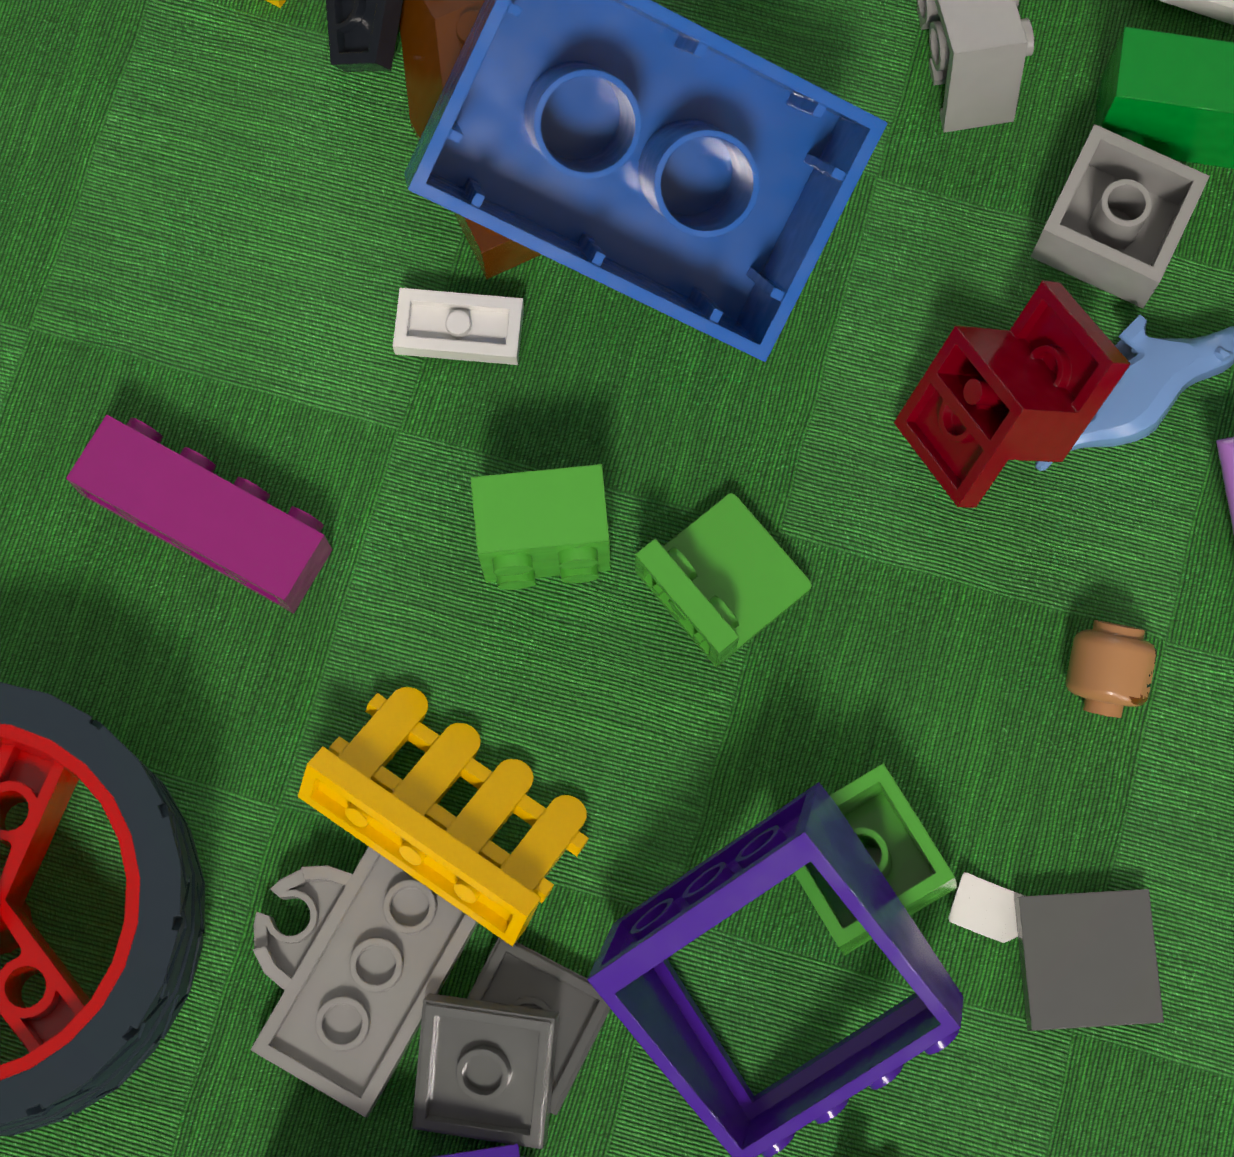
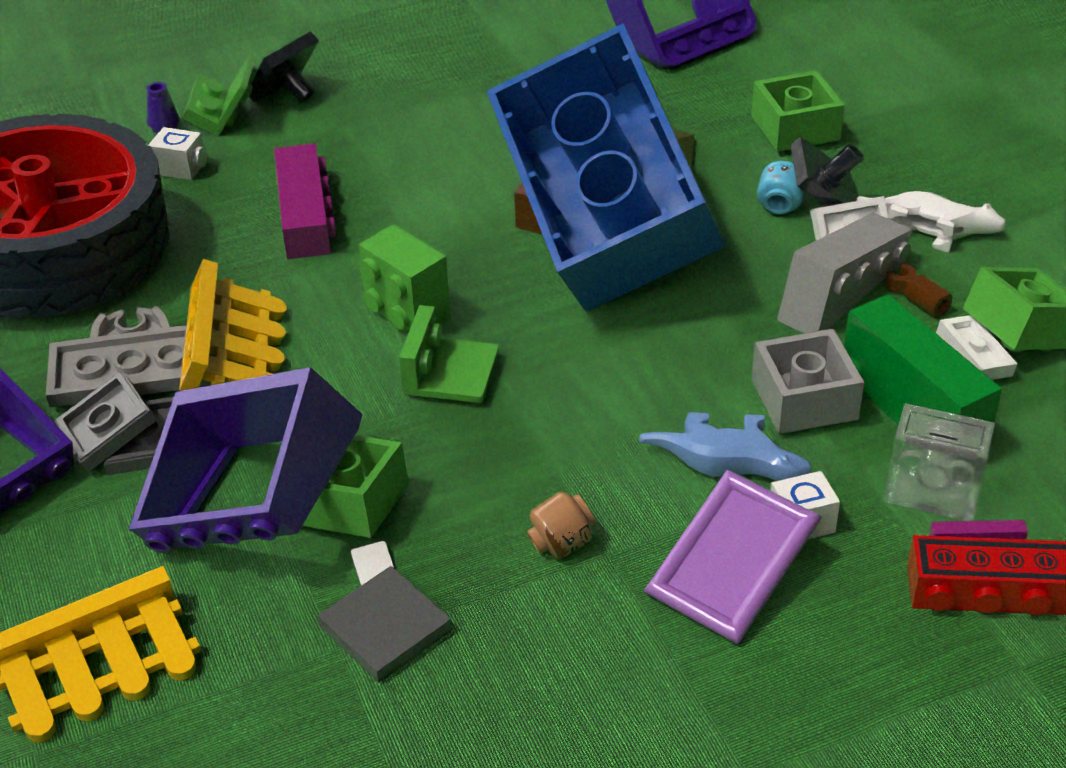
camera: 50 degrees right, 35 degrees down
(458, 326) = (479, 223): white plate -> none
(1010, 393) = (658, 386): dark red bracket -> none

